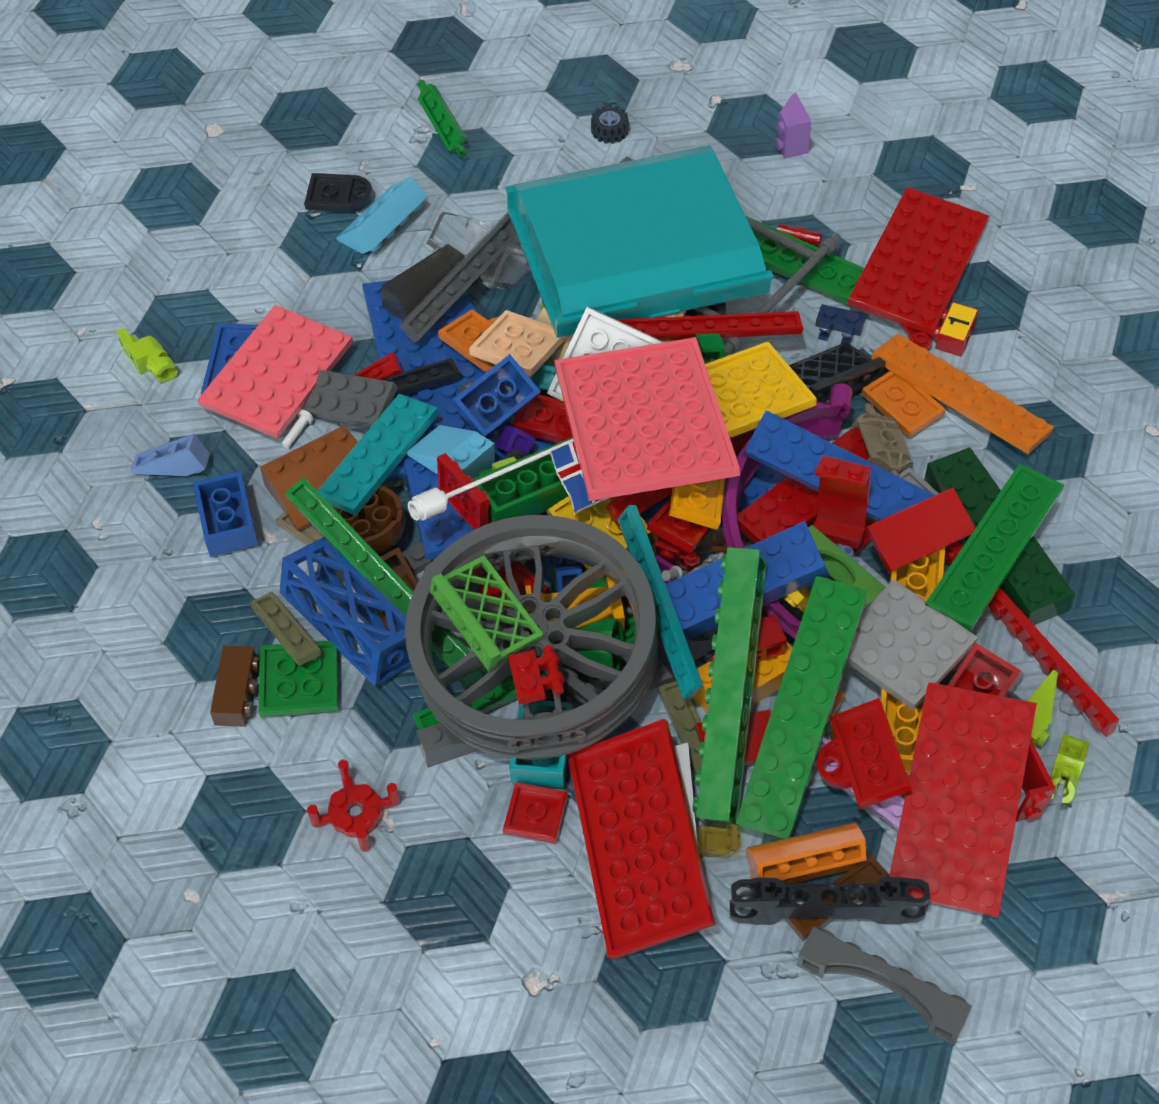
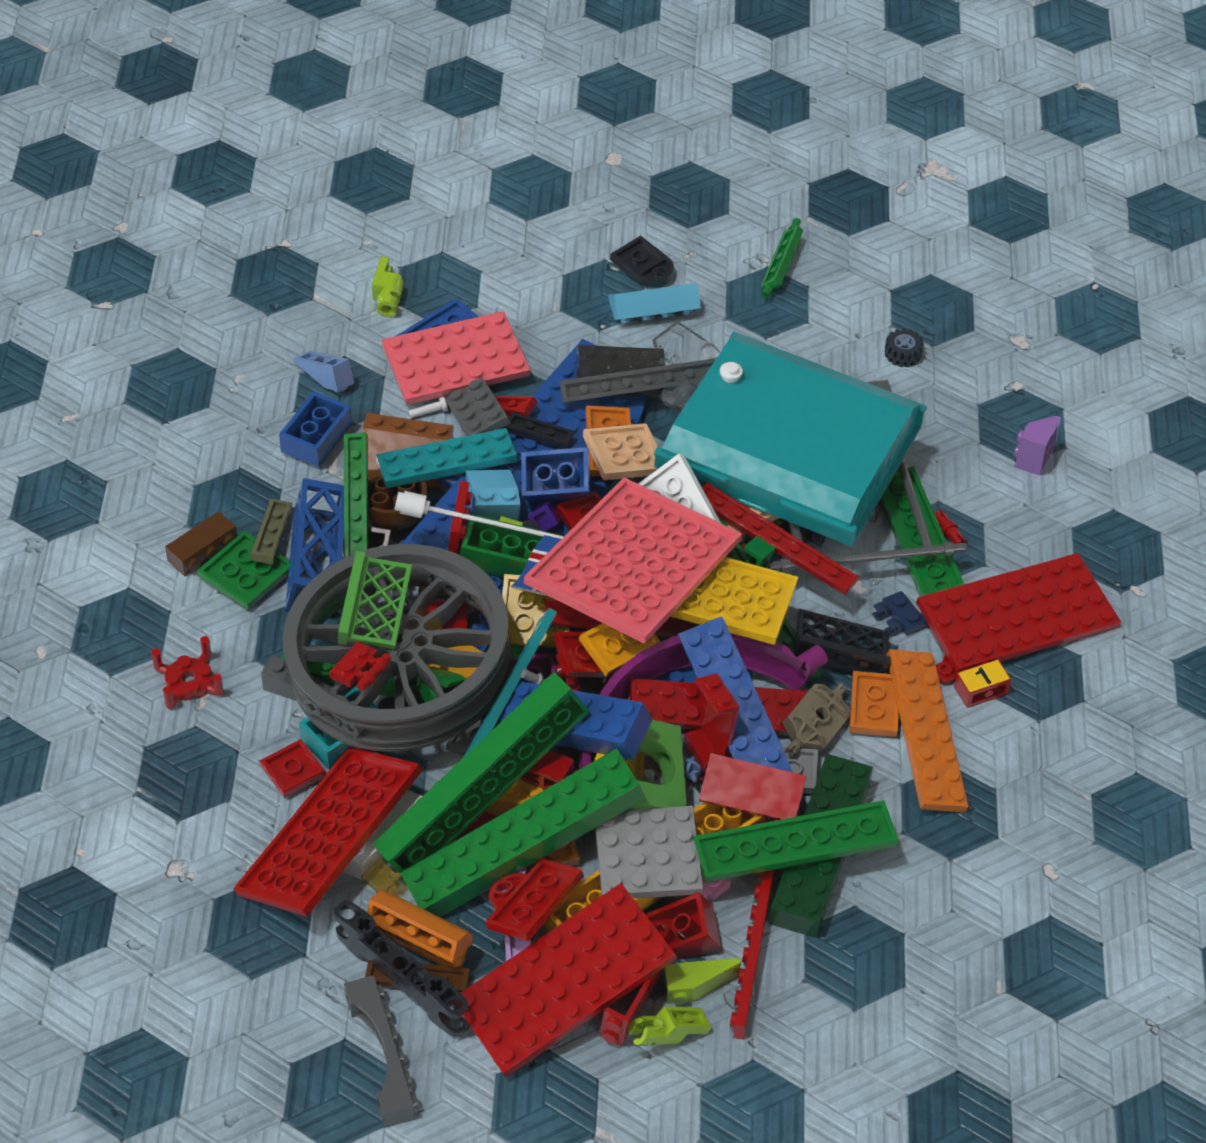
camera: 40 degrees right, 5 degrees down
(554, 214) = (730, 372): none -> white plate

